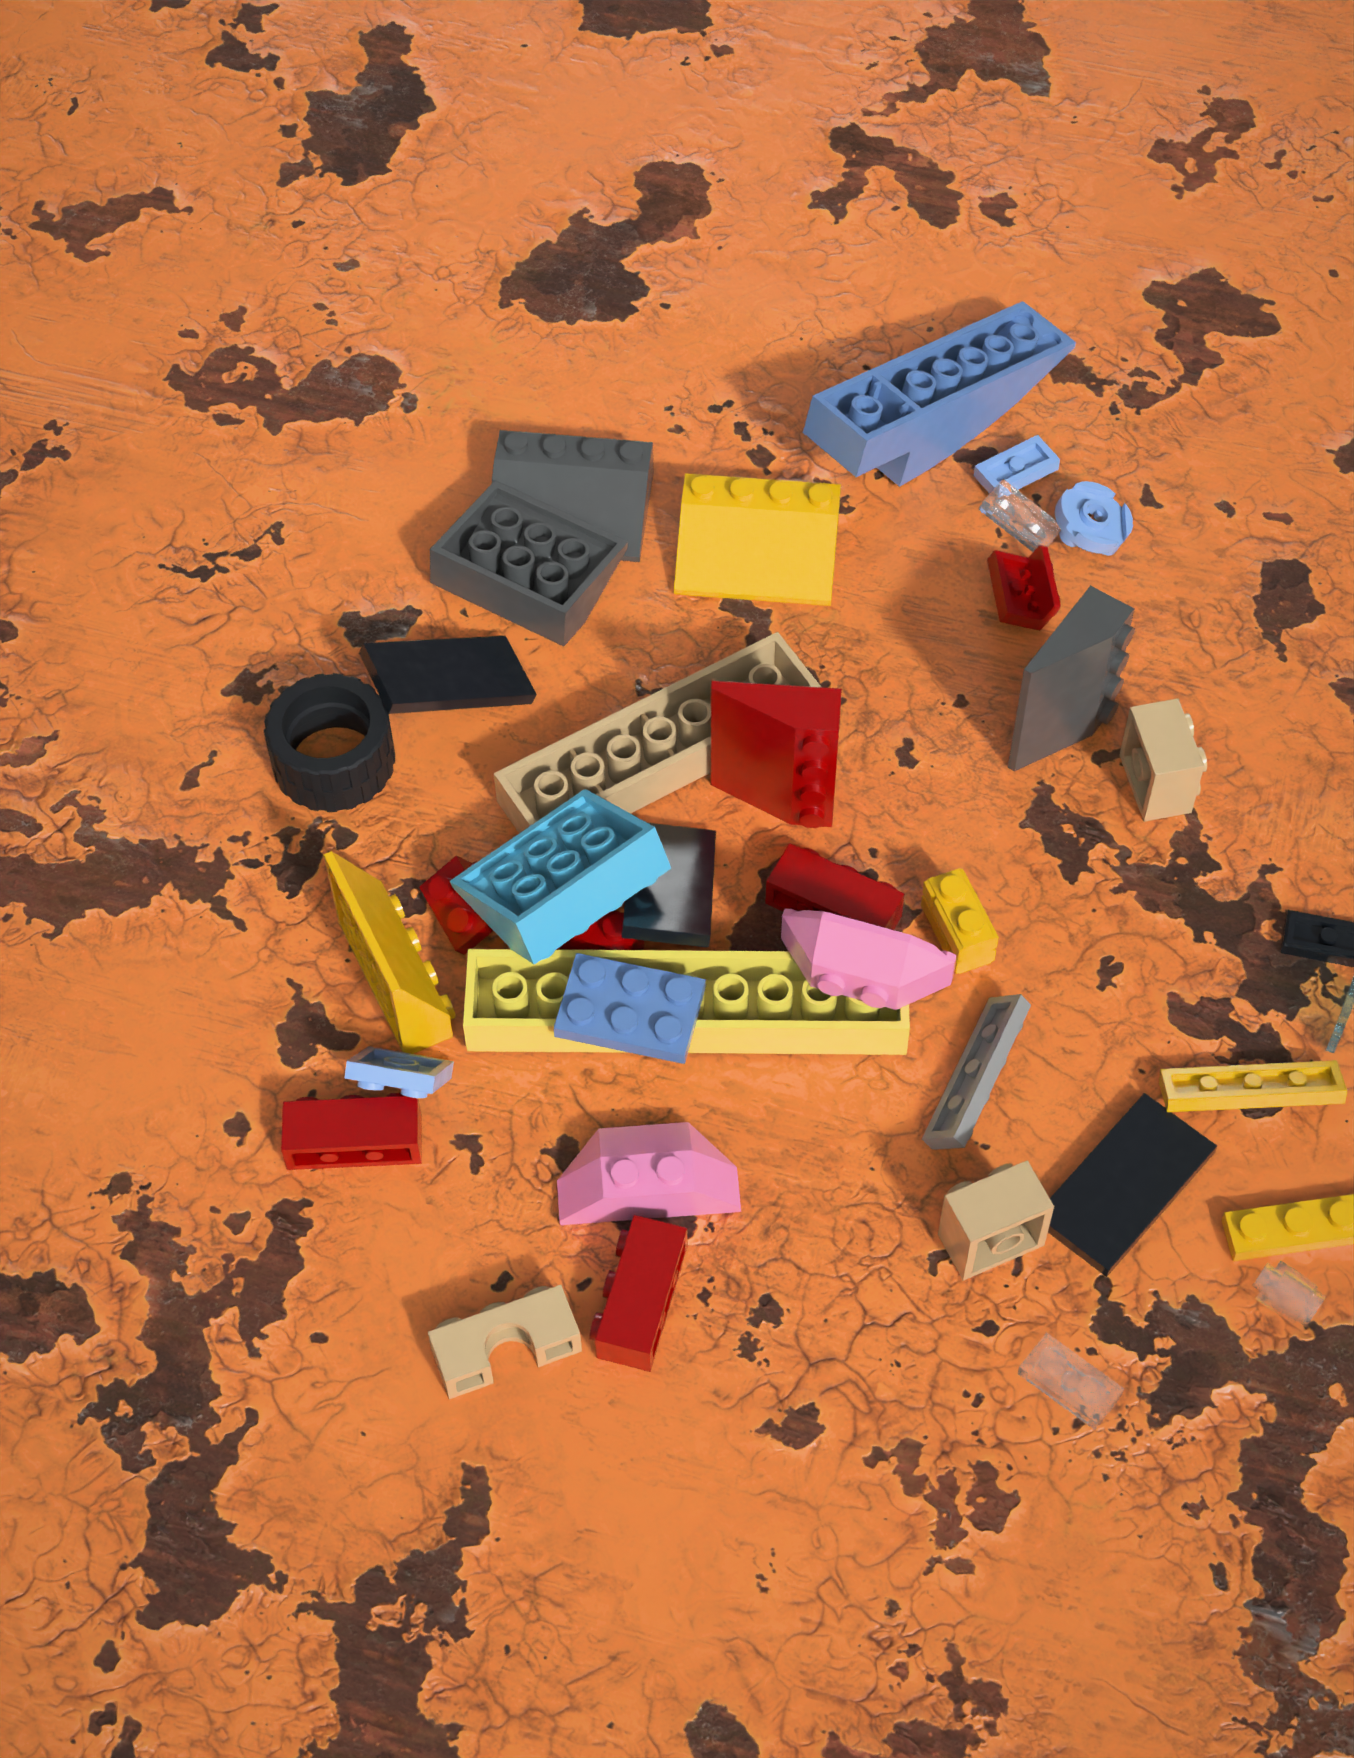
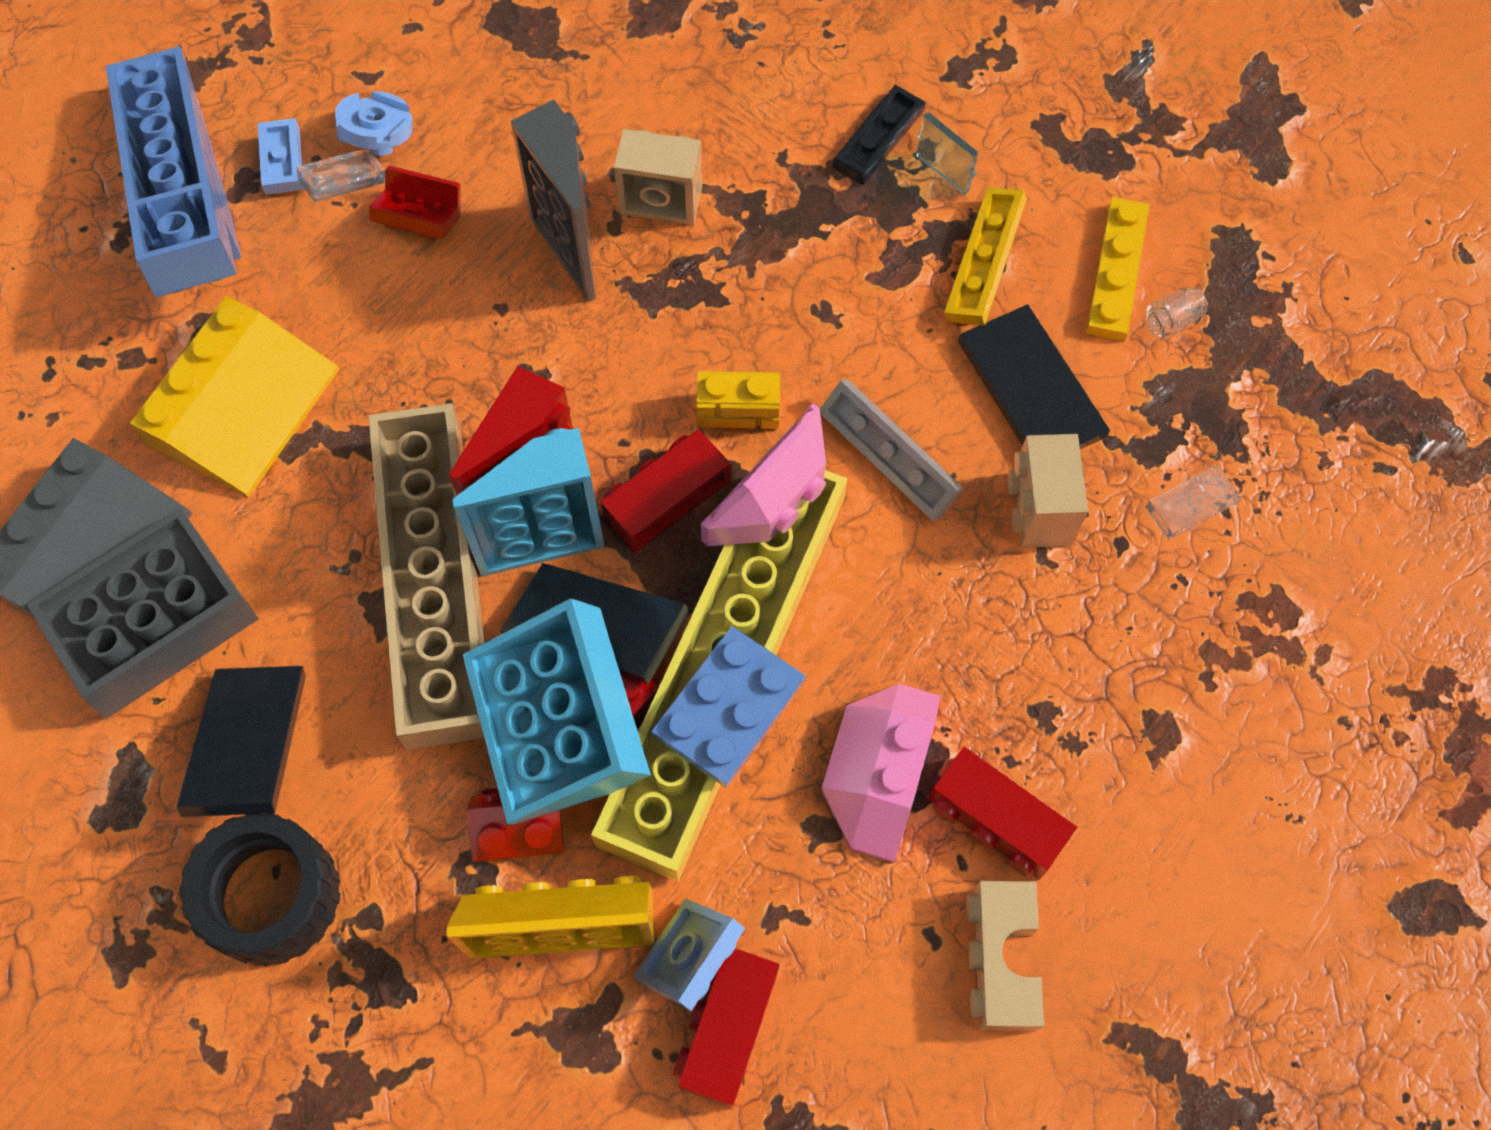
camera: 70 degrees left, 10 degrees up
(743, 780) = (532, 506): none -> medium azure slope

